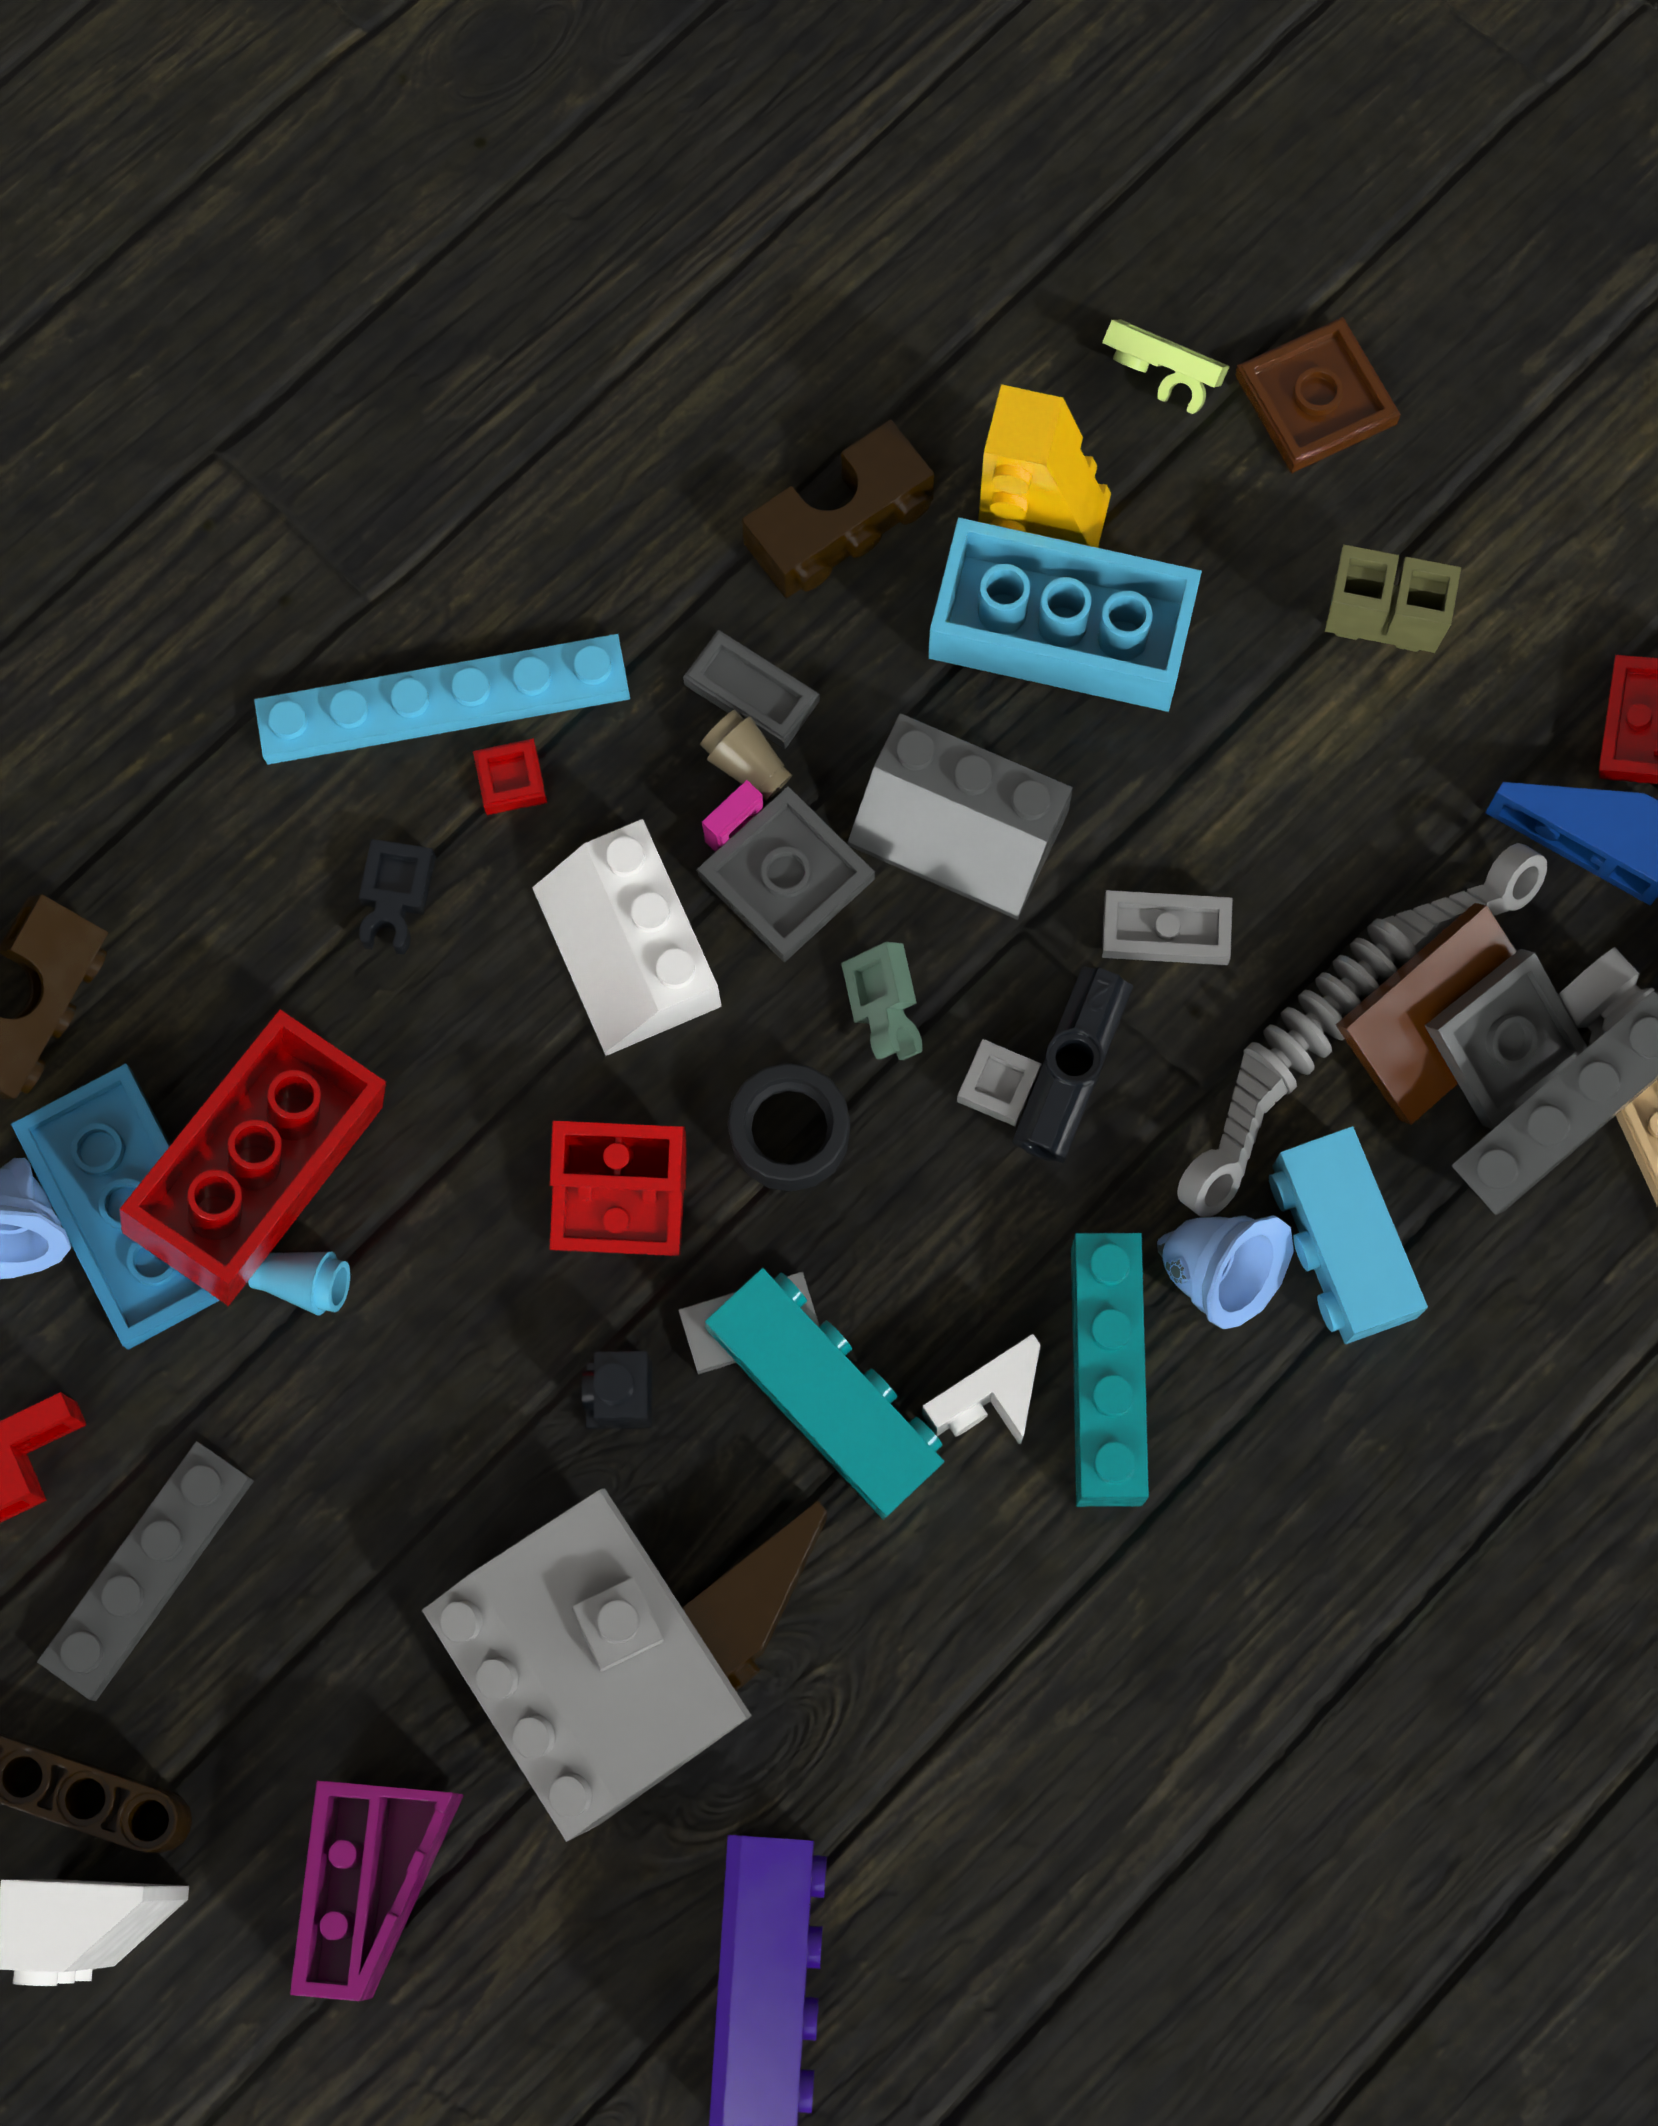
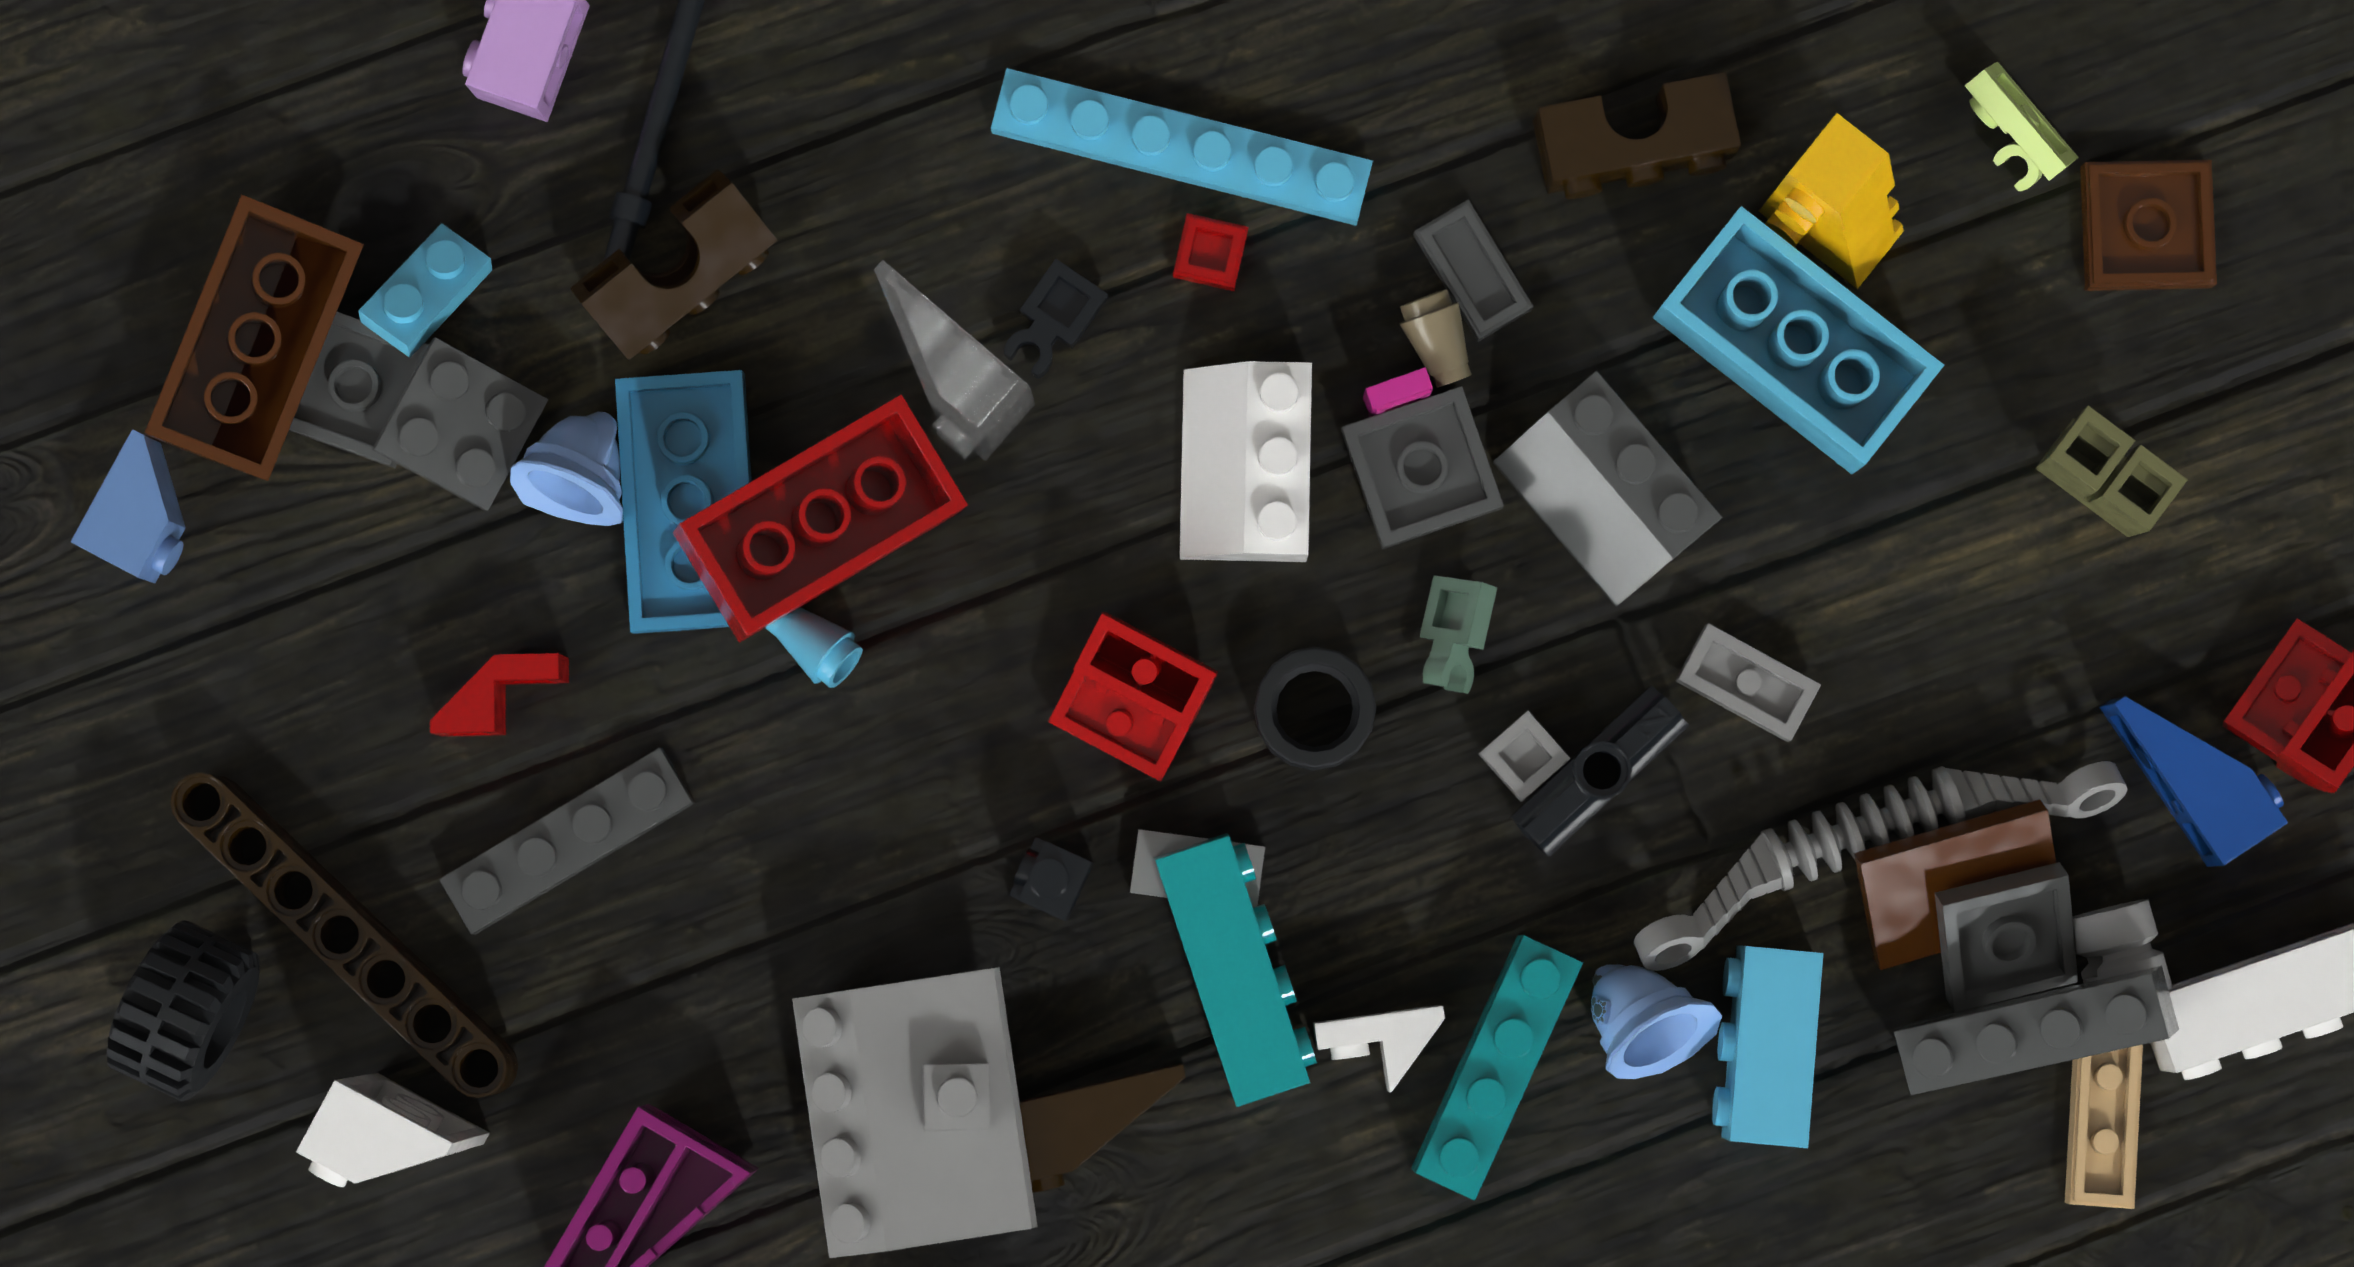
camera: 25 degrees right, 10 degrees up
(336, 976) = (964, 382): none -> clear slope

